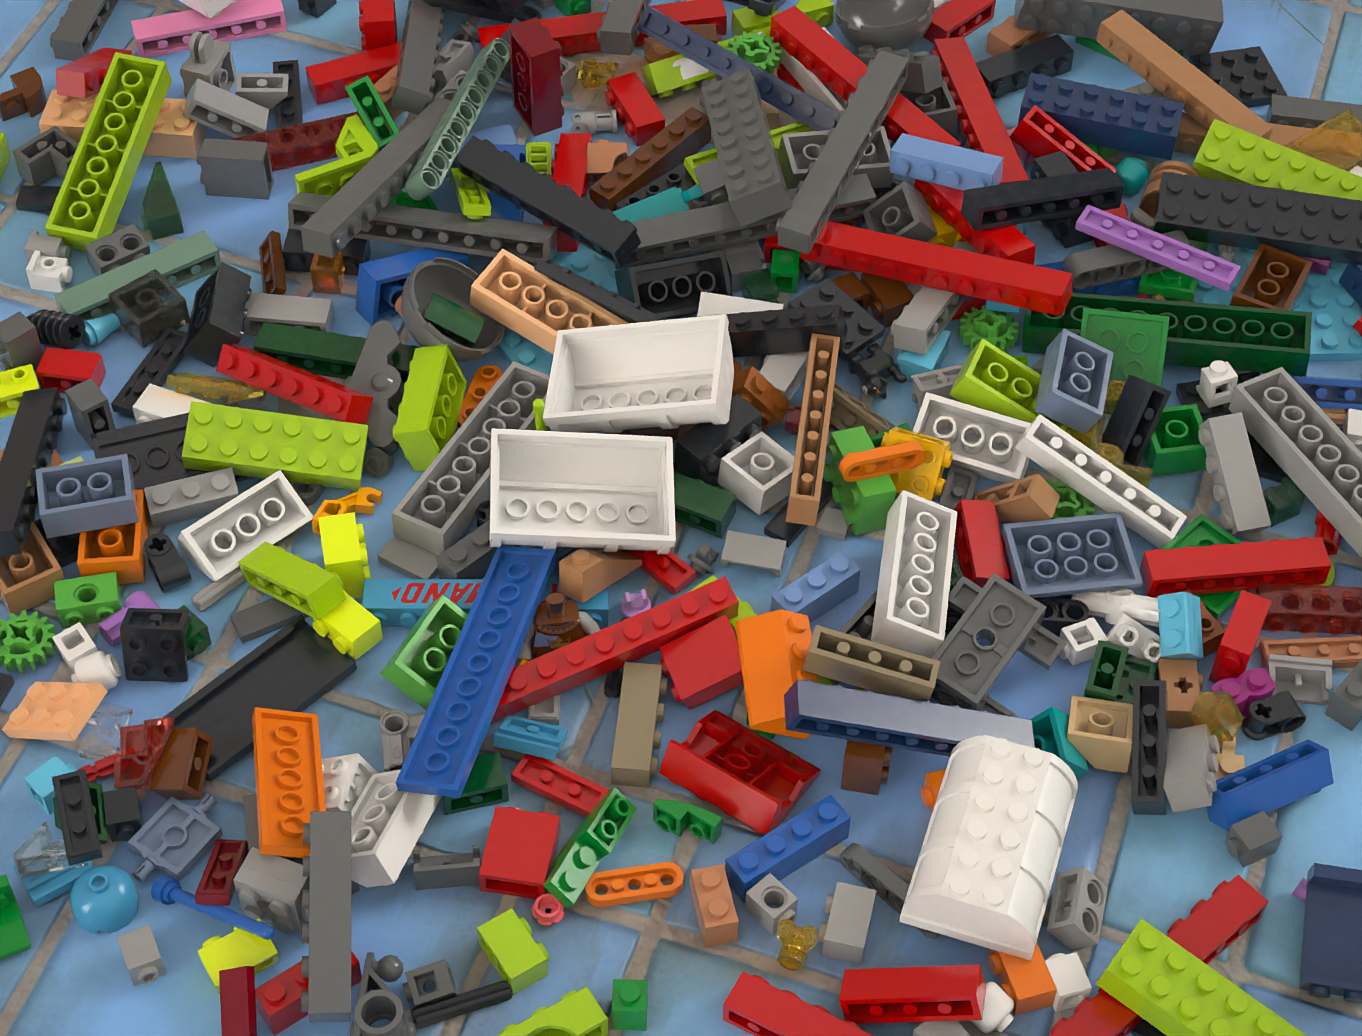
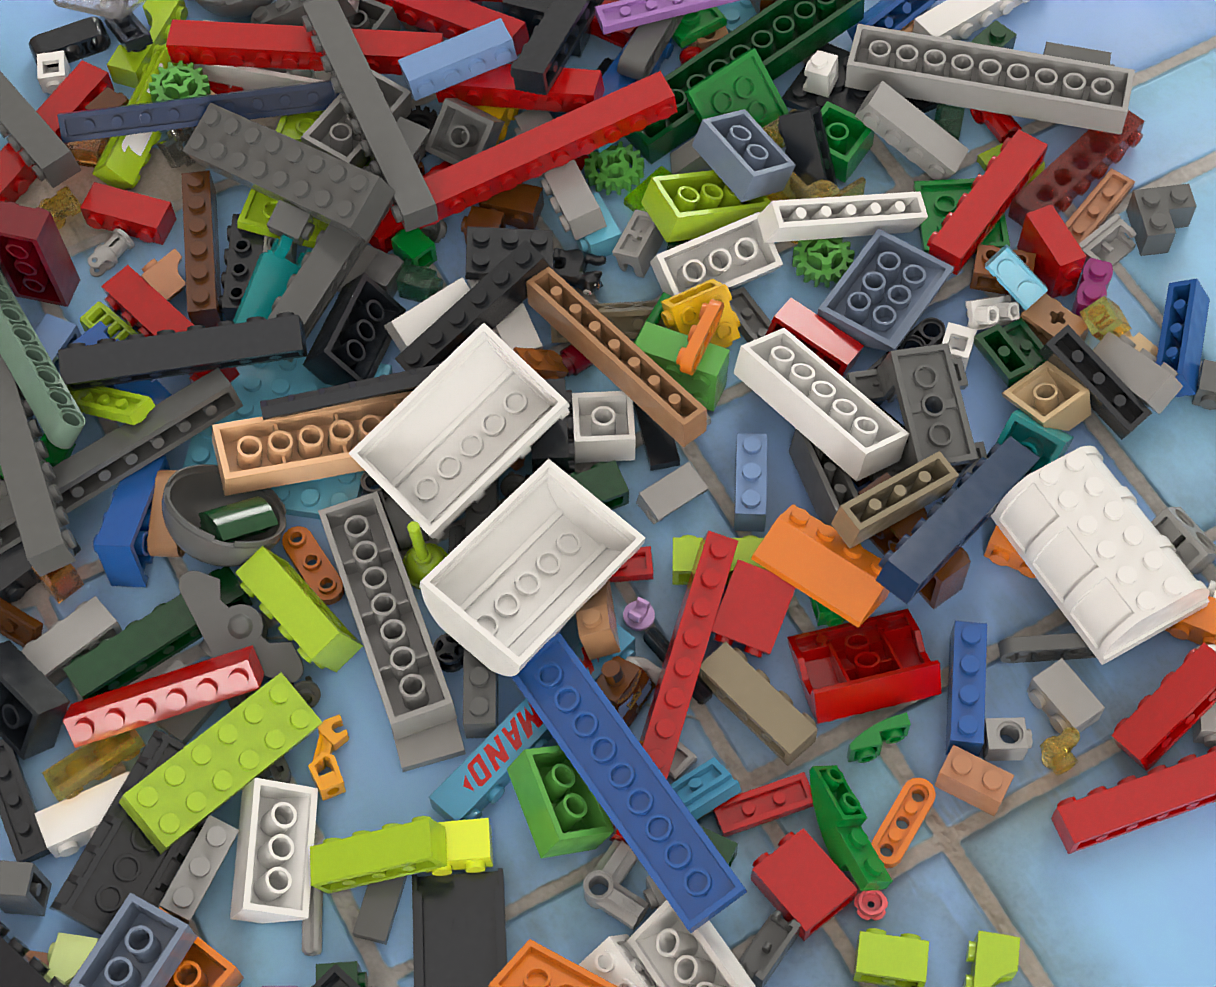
camera: 45 degrees left, 10 degrees up
(166, 562) = (252, 948): black piece -> none
(343, 551) = (386, 792): neon yellow brick -> none
(629, 1004) = (1013, 910): green brick -> none
(704, 558) = (642, 527): dark grey plate -> none
(1022, 499) = (802, 281): medium nougat slope -> none
(1114, 602) = (952, 296): white piece -> none
(1272, 716) = (1124, 284): black piece -> none

